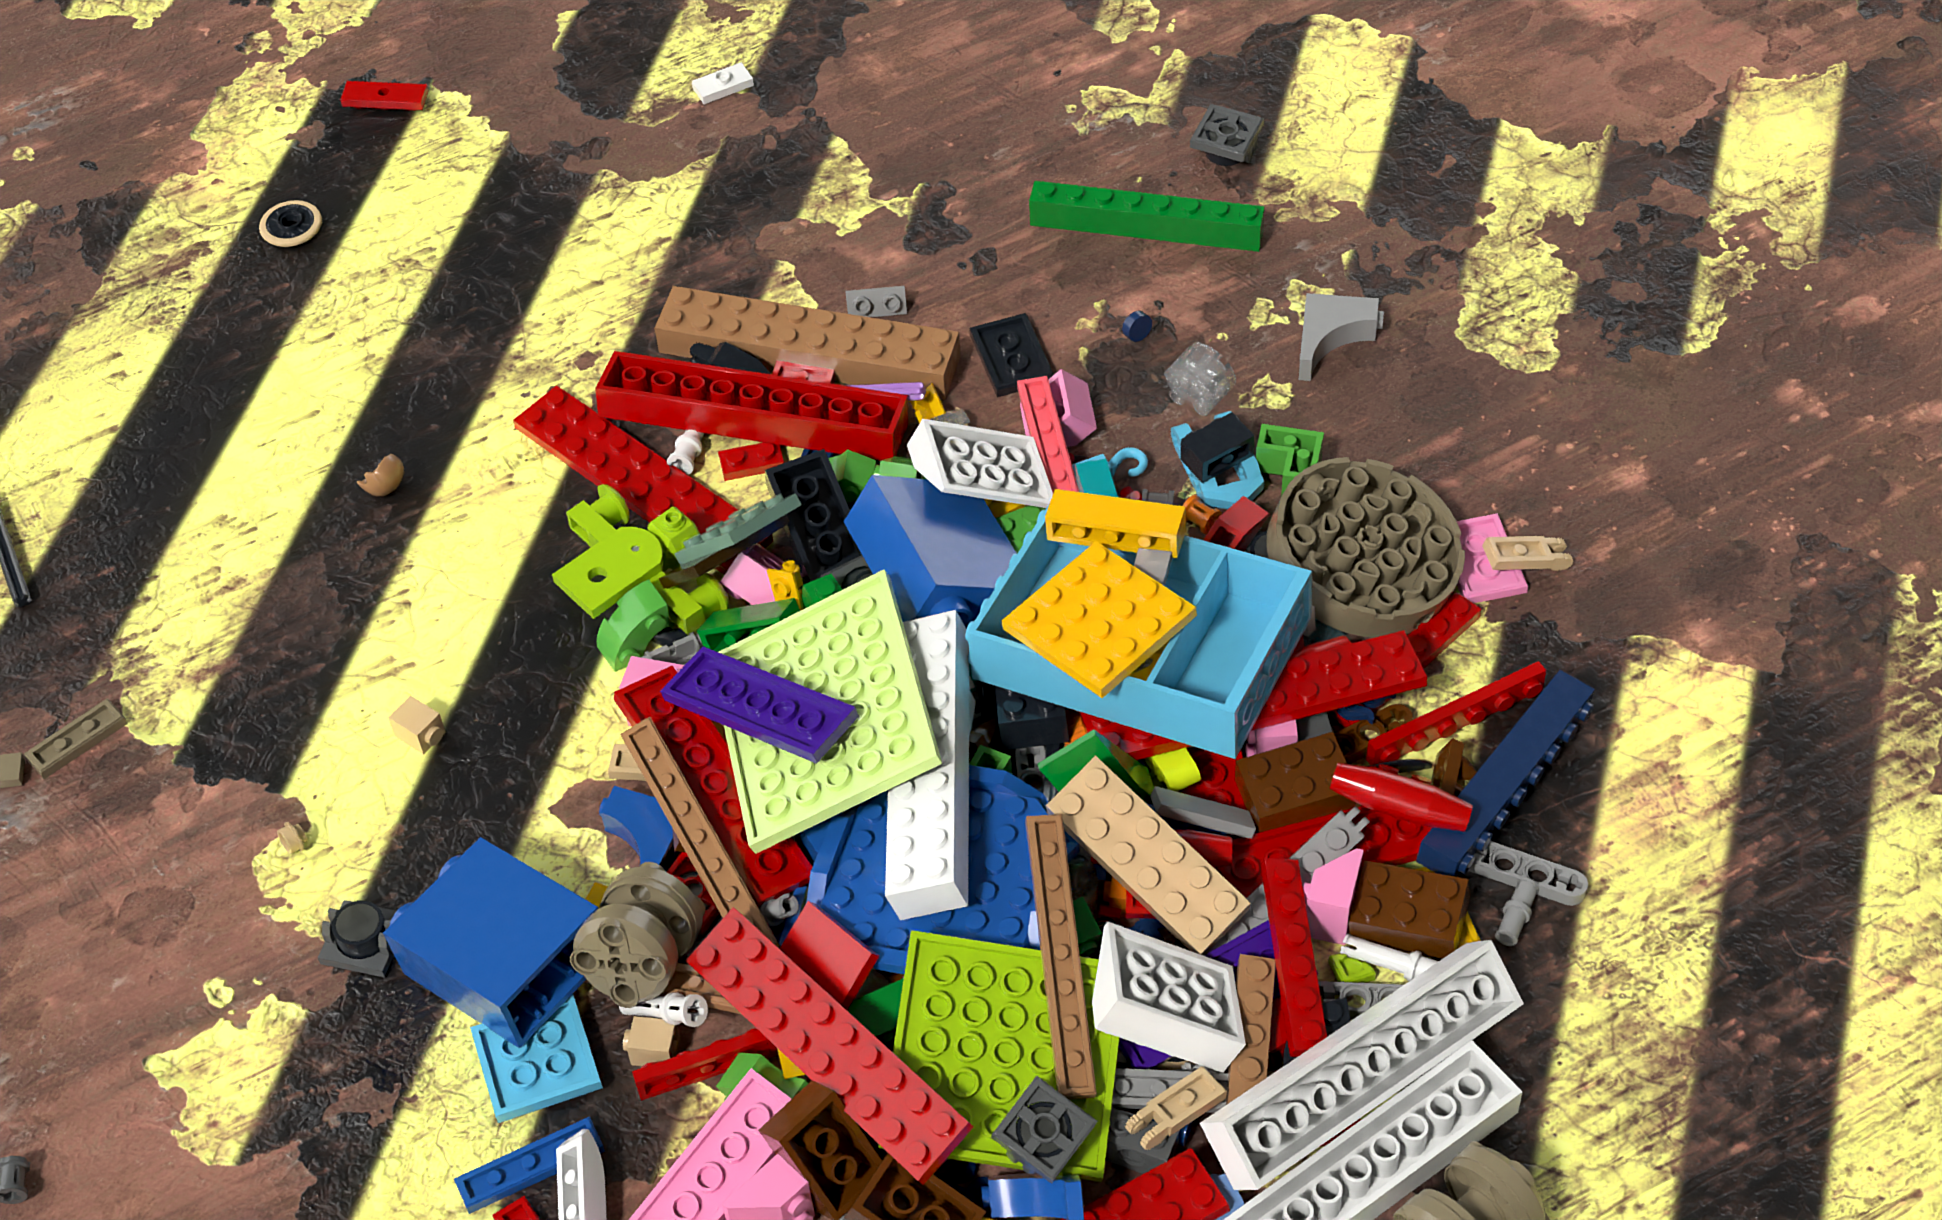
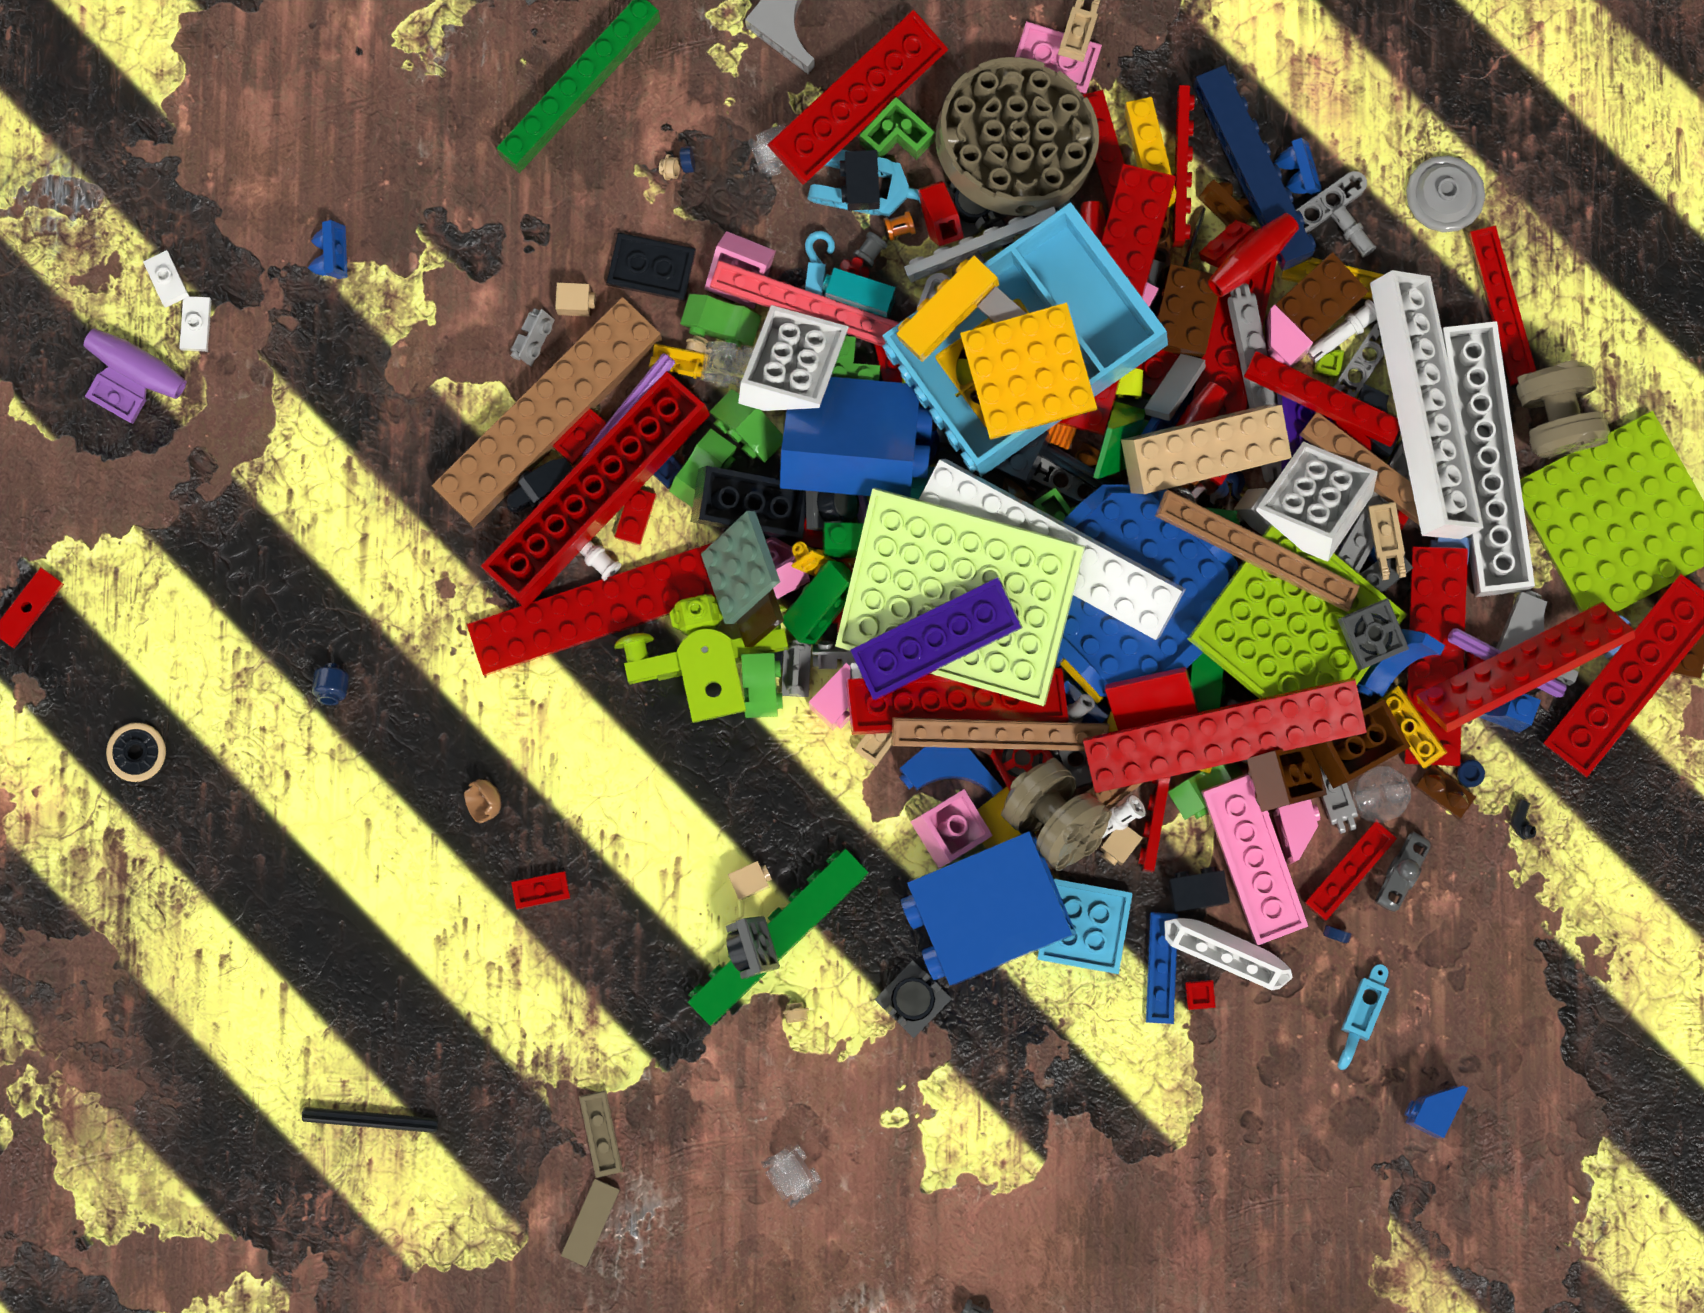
camera: 60 degrees left, 30 degrees up
(98, 912) = (791, 1175): none -> clear brick
(314, 565) = (540, 890): none -> red plate
(335, 736) = (751, 947): none -> dark grey piece
(369, 779) = (786, 930): none -> green brick
(434, 316) = (330, 684): none -> dark blue head
(580, 862) = (951, 828): none -> bright pink slope
(640, 1147) = (1198, 890): none -> black brick
(646, 60) = (128, 374): none -> medium lavender plate
(749, 44) = (166, 279): none -> white plate
(857, 132) = (334, 257): none -> blue tile
(934, 308) = (574, 299): none -> tan brick
(992, 410) = (720, 320): none -> bright green brick
(1111, 317) = (669, 167): none -> tan plate
(1299, 401) = (857, 97): none -> red plate
(1449, 673) = (1147, 138): none -> yellow brick
(1552, 826) = (1300, 157): none -> blue tile
(1564, 1095) = (1502, 302): none -> red plate
(1635, 983) = (1445, 193): none -> light grey piece

